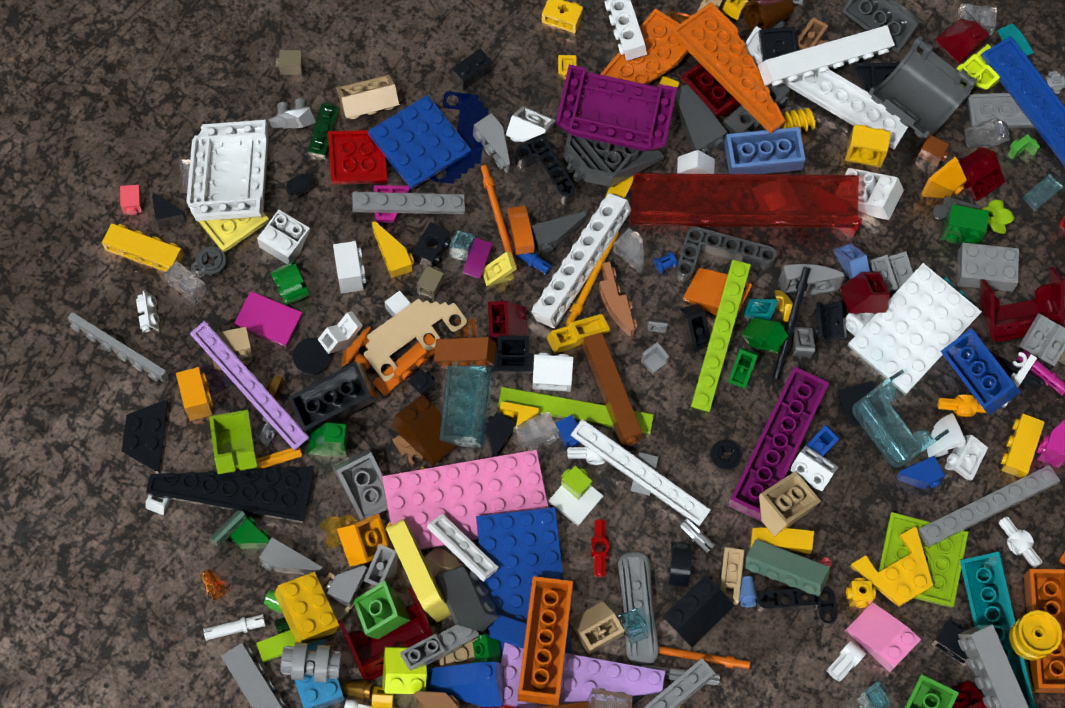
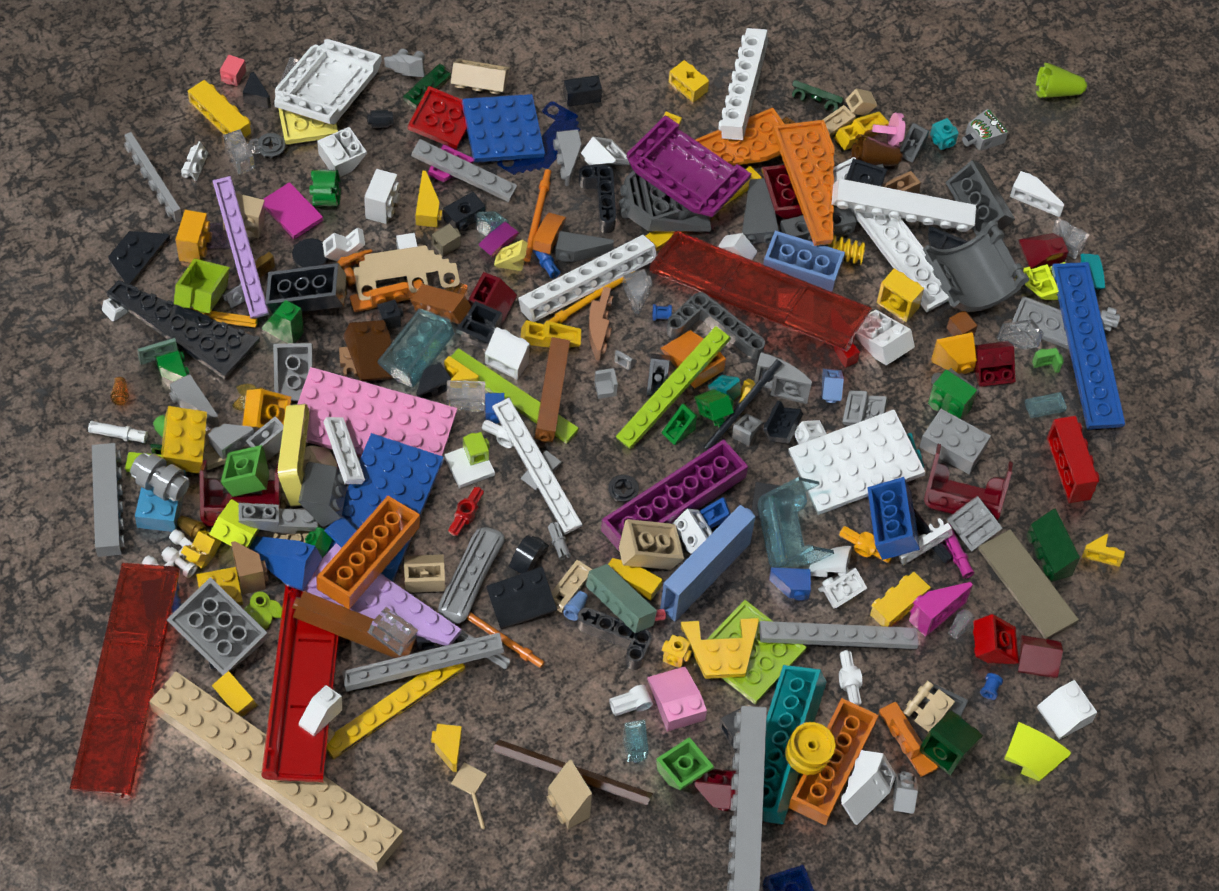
camera: 25 degrees right, 10 degrees down
(290, 62) = (430, 22): dark tan brick -> none
(634, 626) = (455, 583): clear light blue slope -> none
(846, 496) = (707, 563): none -> medium blue brick
(865, 293) = (825, 411): dark red slope -> none
(998, 216) = (991, 405): lime plate -> none

